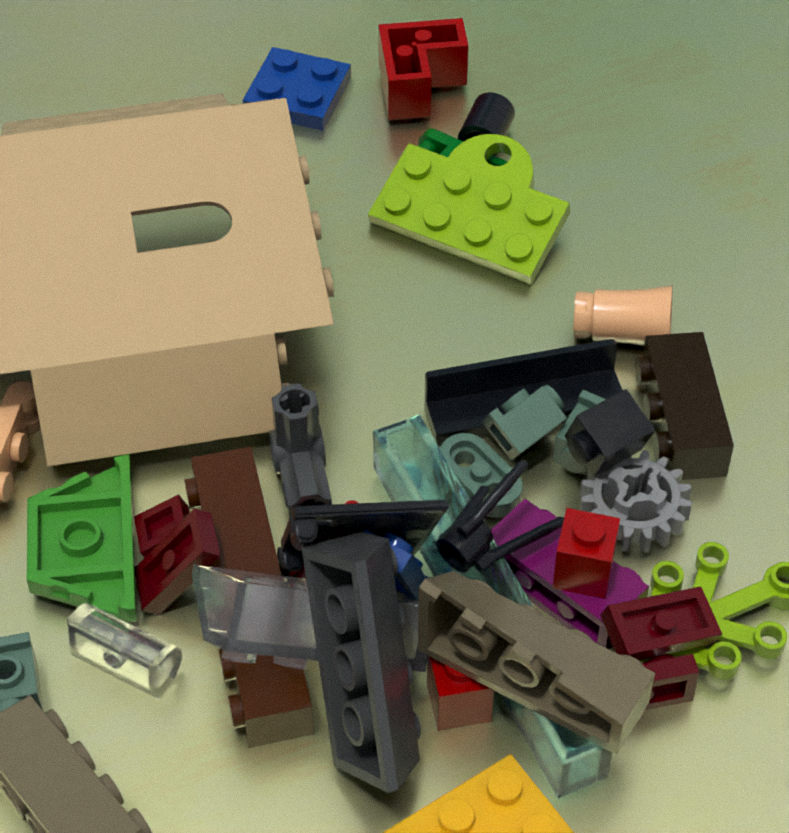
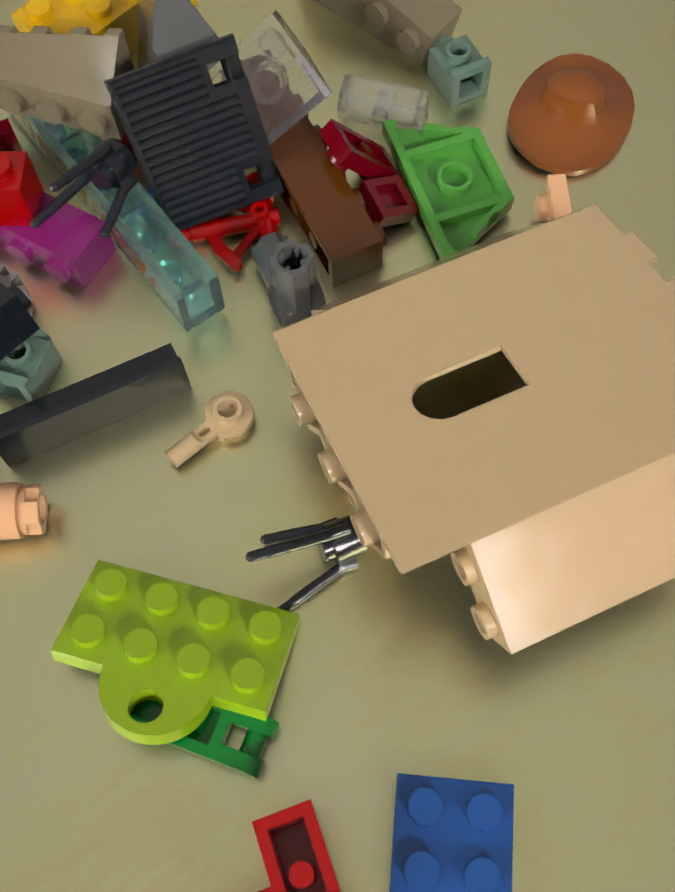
camera: 170 degrees right, 15 degrees up
(330, 240) = (335, 542): none -> black plant
(395, 366) = (226, 417): none -> tan plate
(484, 470) = (126, 313): sand green plate -> none
(488, 115) = (176, 808): black brick -> none
(526, 420) = (81, 352): sand green brick -> none

